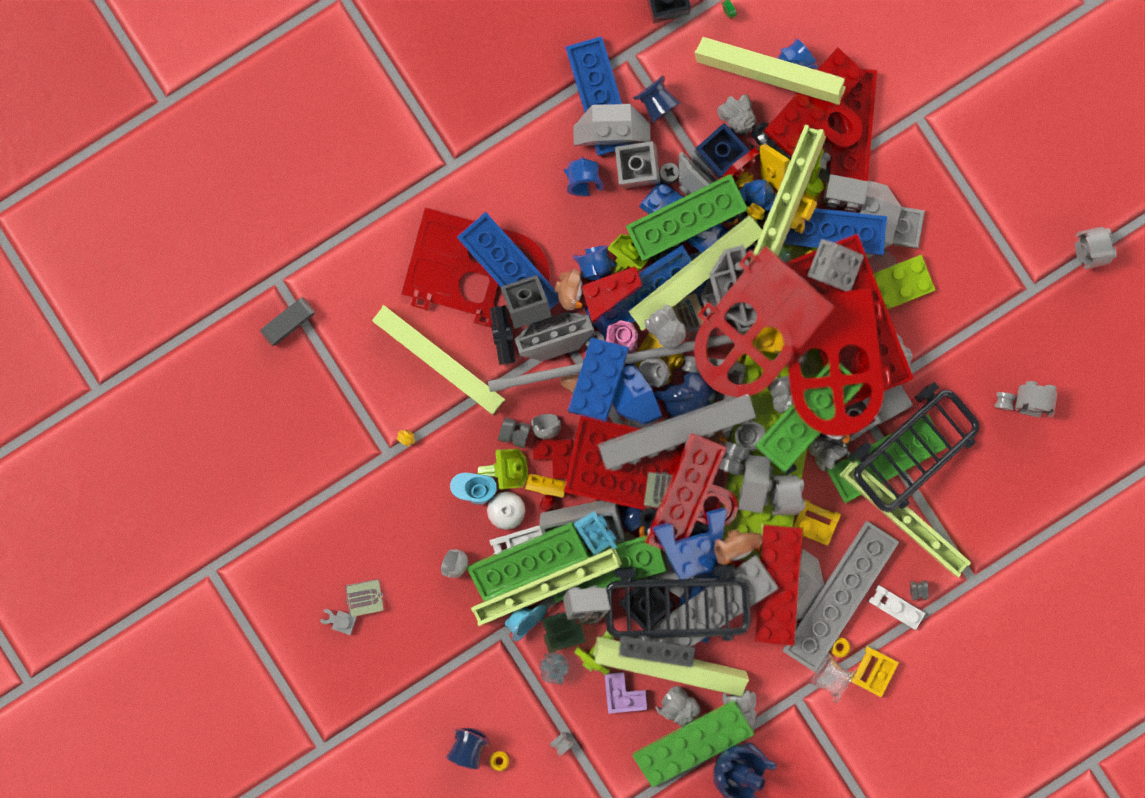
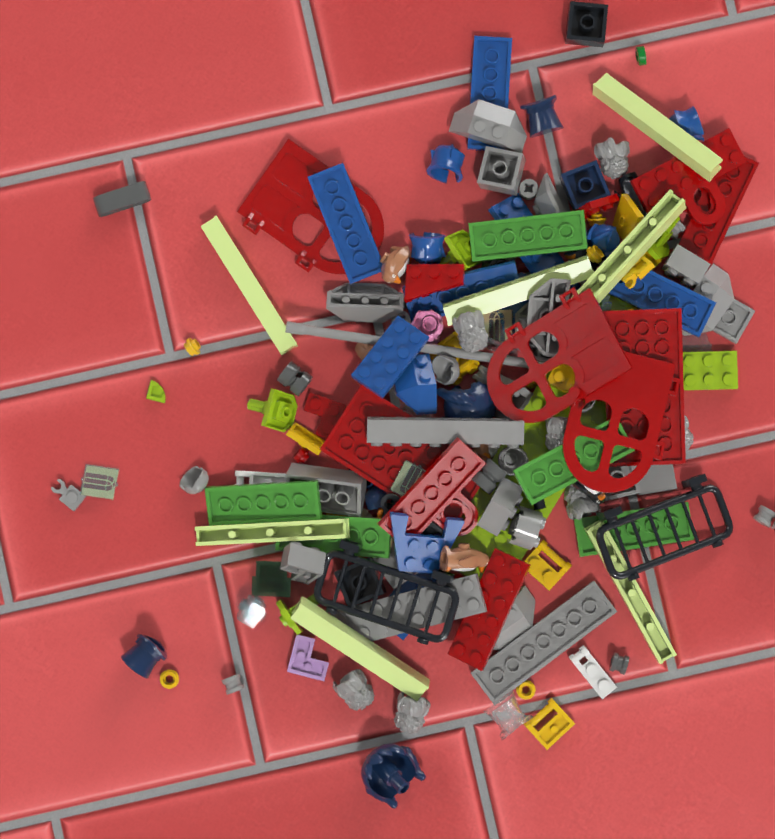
camera: 20 degrees right, 0 degrees up
(387, 493) = (156, 392): none -> lime tile
(473, 487) = (237, 416): medium azure piece -> none
(502, 335) = (317, 283): black piece -> none
(506, 510) = (261, 448): white cylinder -> none
(523, 620) = (240, 556): medium azure piece -> none
(526, 301) = (350, 260): dark grey slope -> none
(546, 426) = (326, 383): light grey hair -> none
(594, 533) = (334, 498): medium azure bracket -> none
(656, 651) = (351, 629): dark grey bracket -> none
(693, 743) = (355, 728): bright green plate -> none
(835, 265) = (649, 330): light grey bracket -> none

